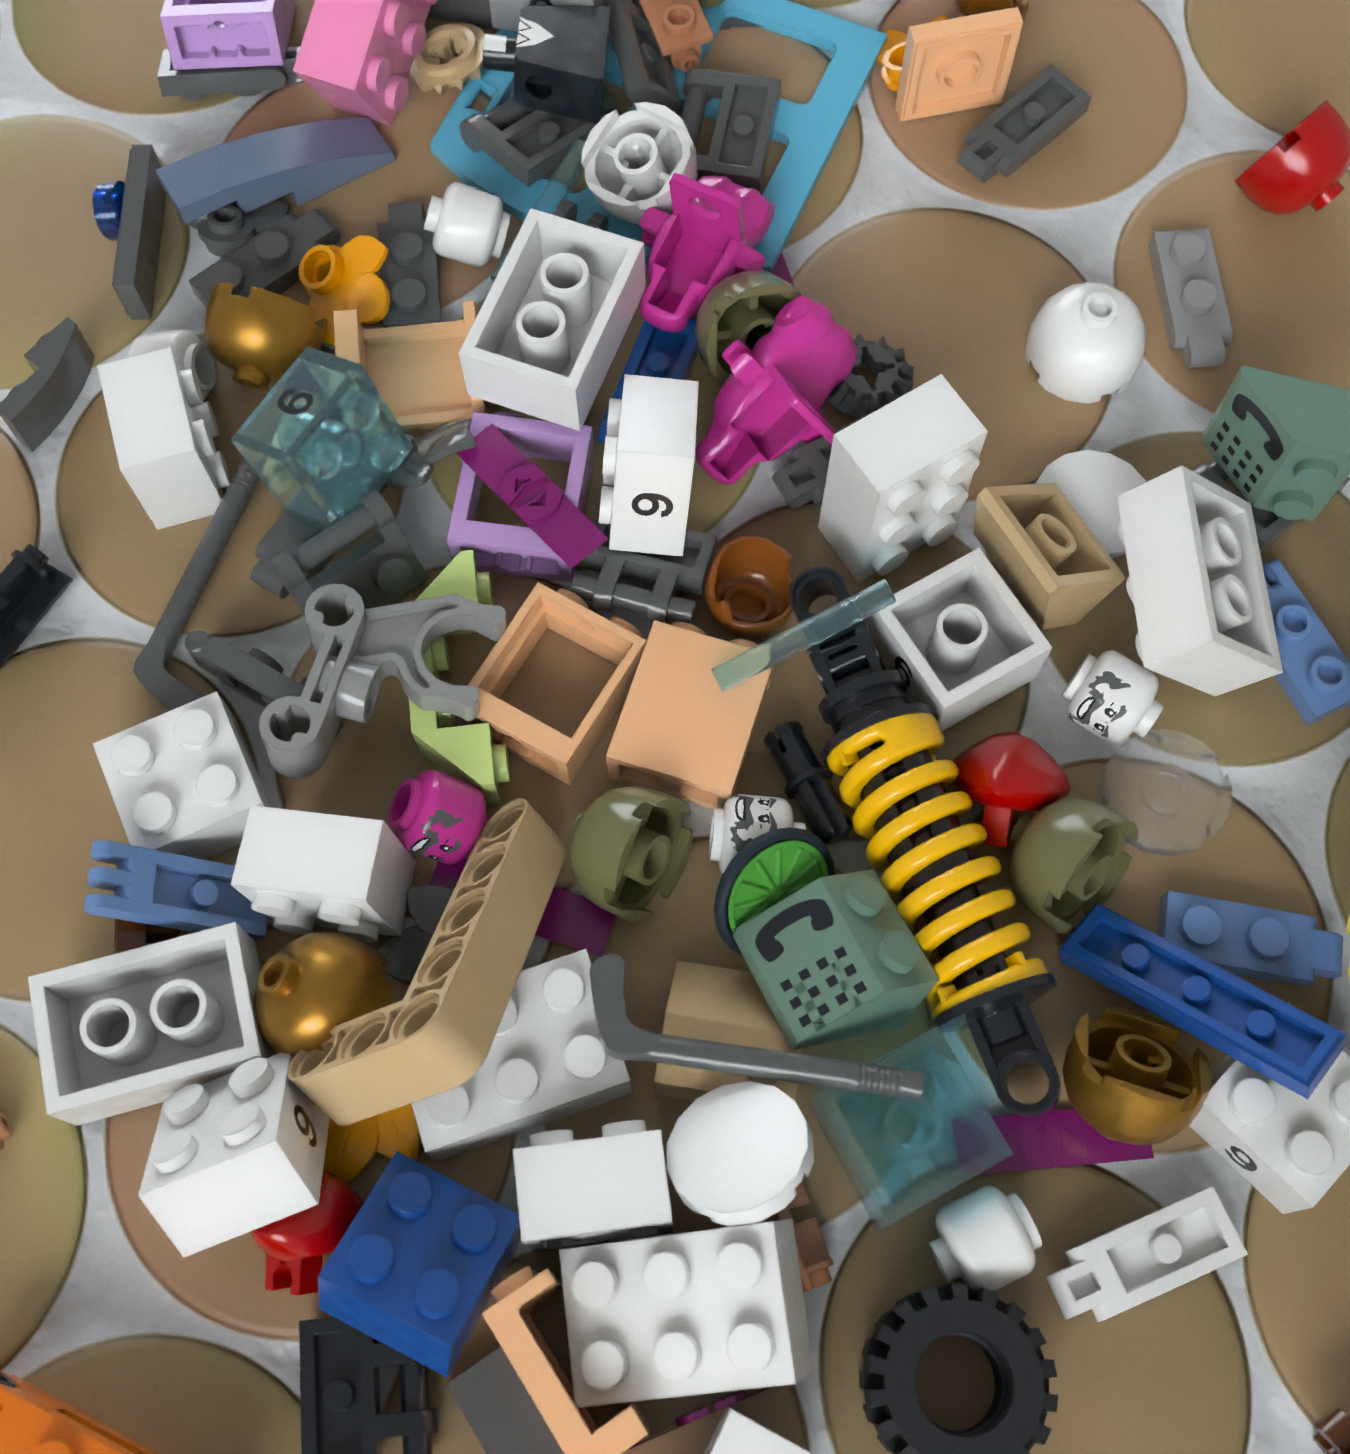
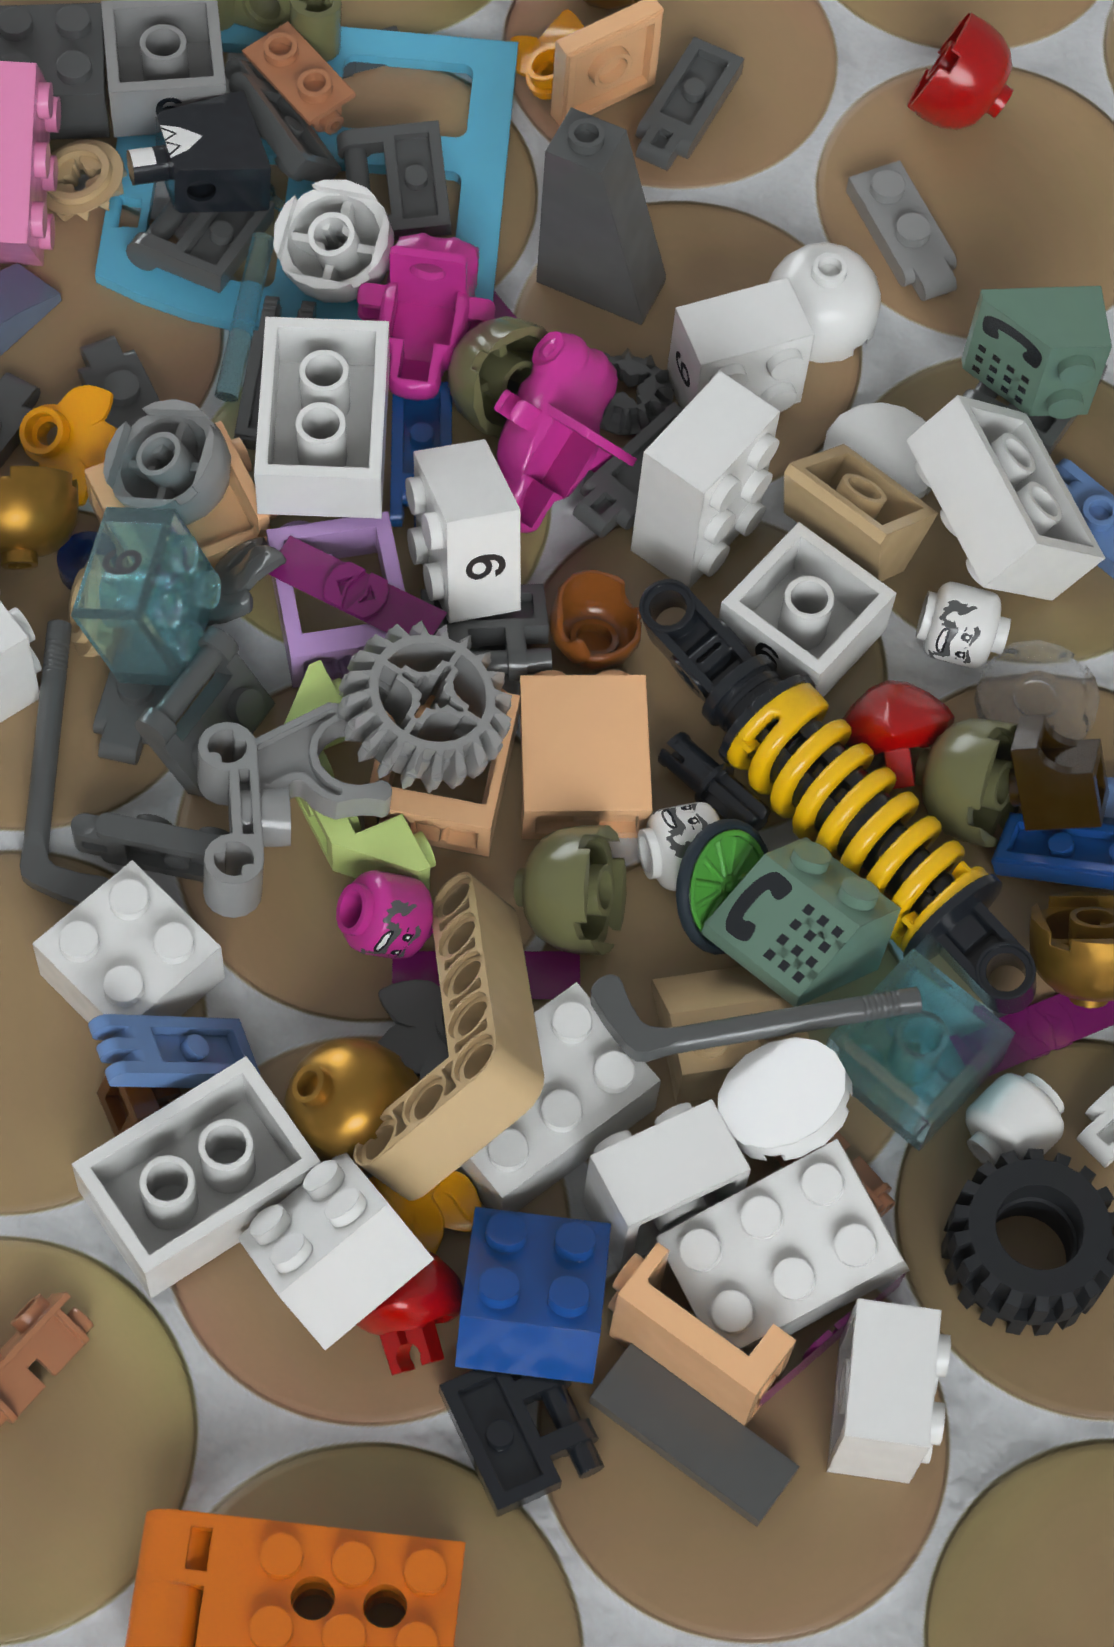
camera: 25 degrees left, 5 degrees down
(324, 872) = (305, 989): white brick -> none
(406, 327) = (169, 461): none -> light grey cylinder
(467, 224) = (176, 347): white head -> none
(511, 583) = (452, 735): none -> light grey gear
(804, 635) = (669, 647): clear light blue bar -> none
(887, 199) = (597, 221): none -> dark grey slope
(993, 358) = (750, 336): none -> white brick
(1154, 888) = (1056, 777): none -> dark brown brick

